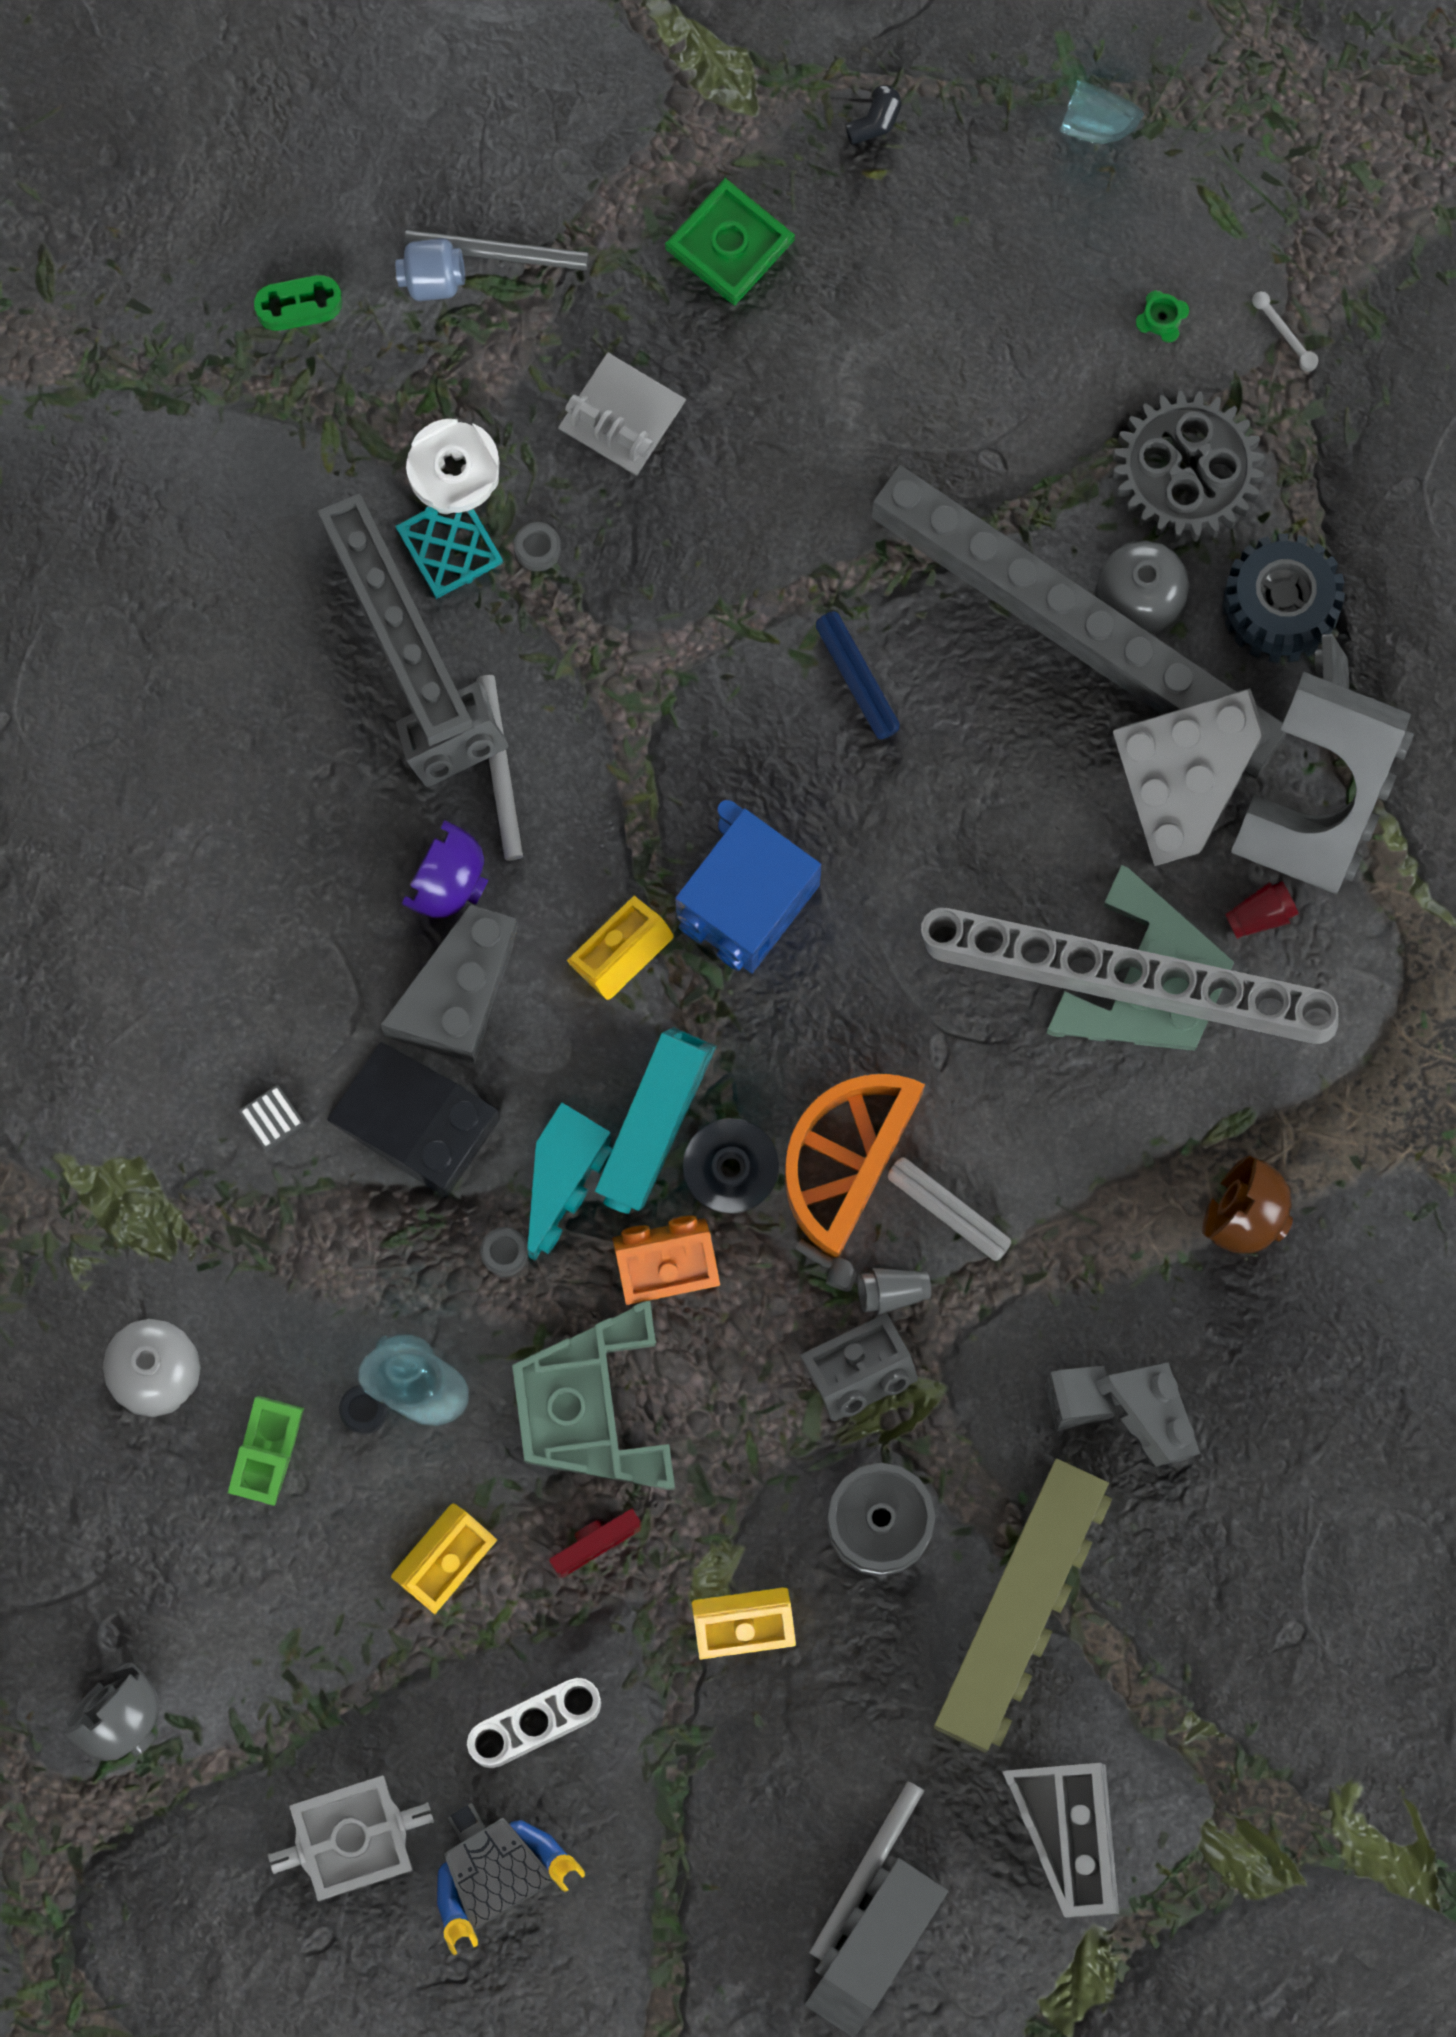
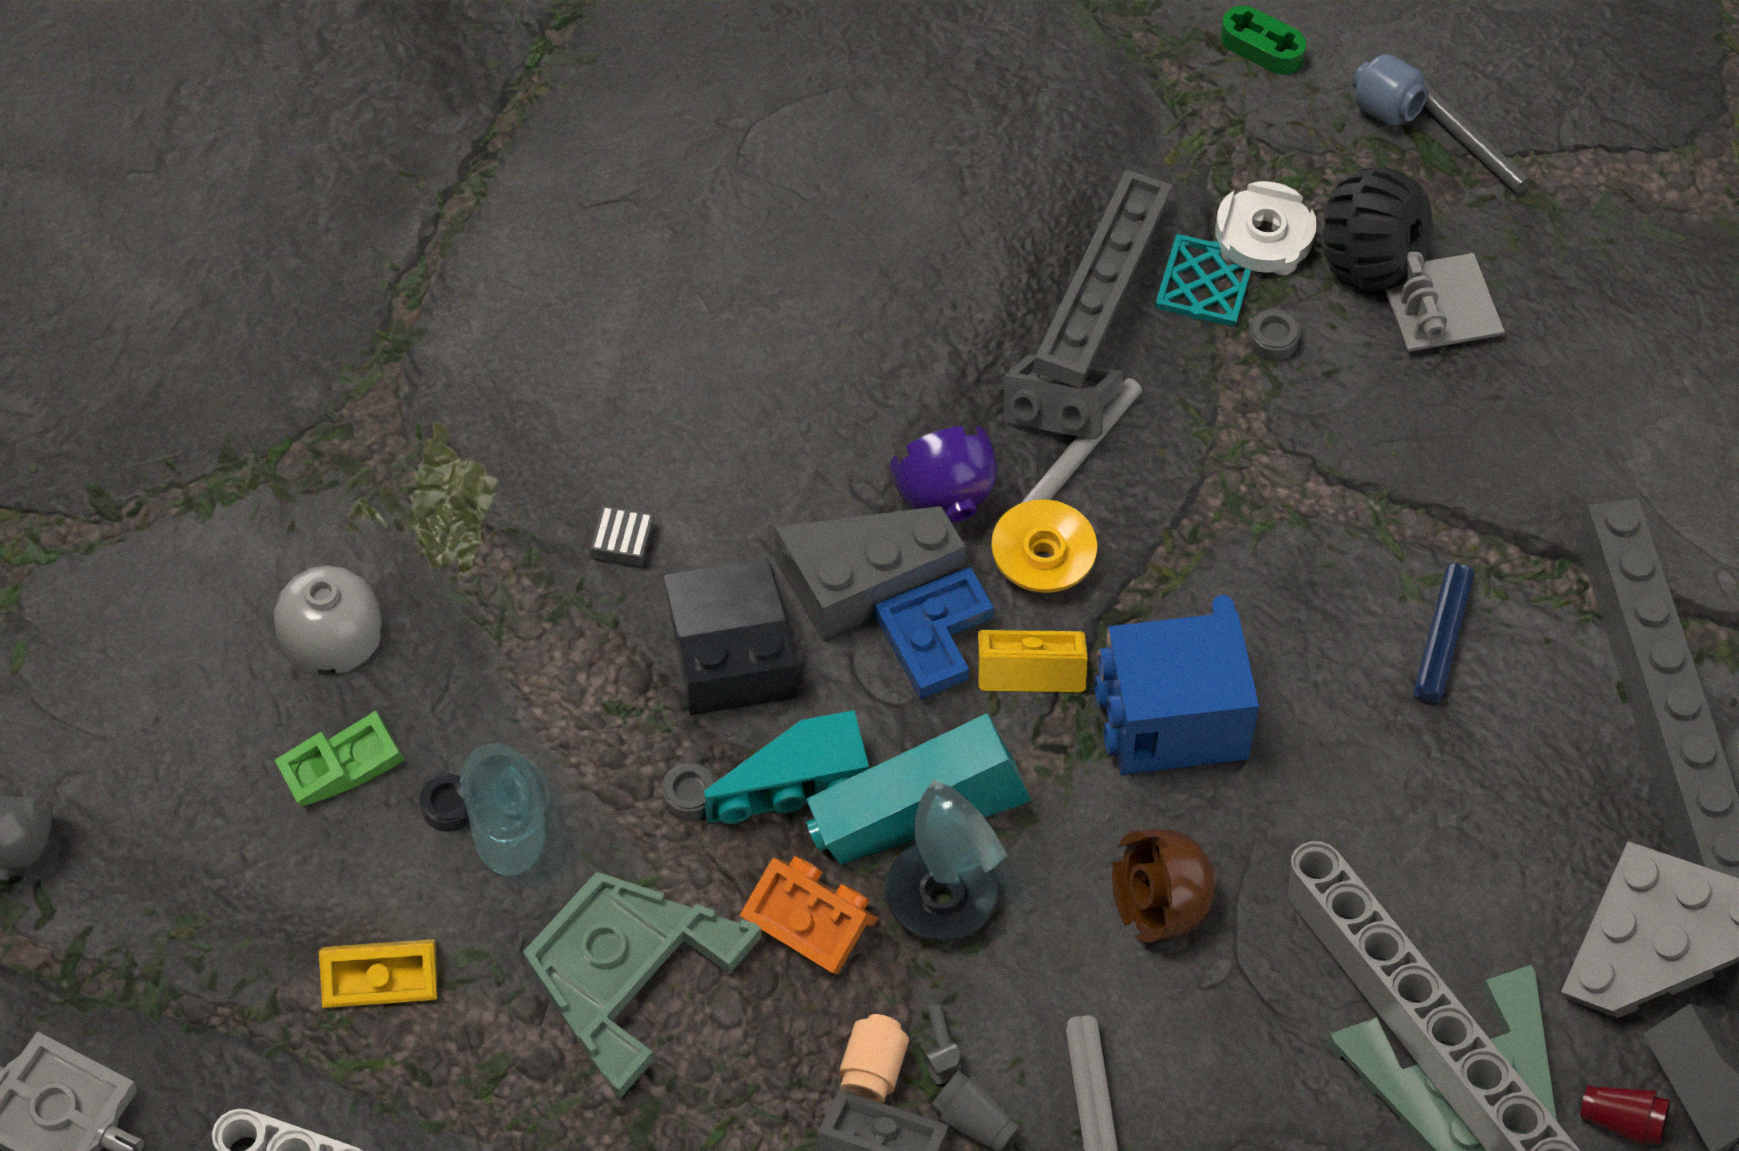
camera: 45 degrees right, 20 degrees down
(529, 991) = (922, 625): none -> blue plate
(534, 401) = (1373, 227): none -> black wheel
(553, 838) = (1044, 528): none -> yellow dish
(594, 1541) = (506, 1071): dark red plate -> none
(715, 1131) = (954, 834): none -> clear light blue brick
(729, 241) = (1655, 261): green tile -> none
(801, 1316) = (873, 1057): none -> light nougat brick
(861, 1030) = (1163, 884): none -> reddish brown cylinder
(869, 1169) = (1055, 999): orange window -> none

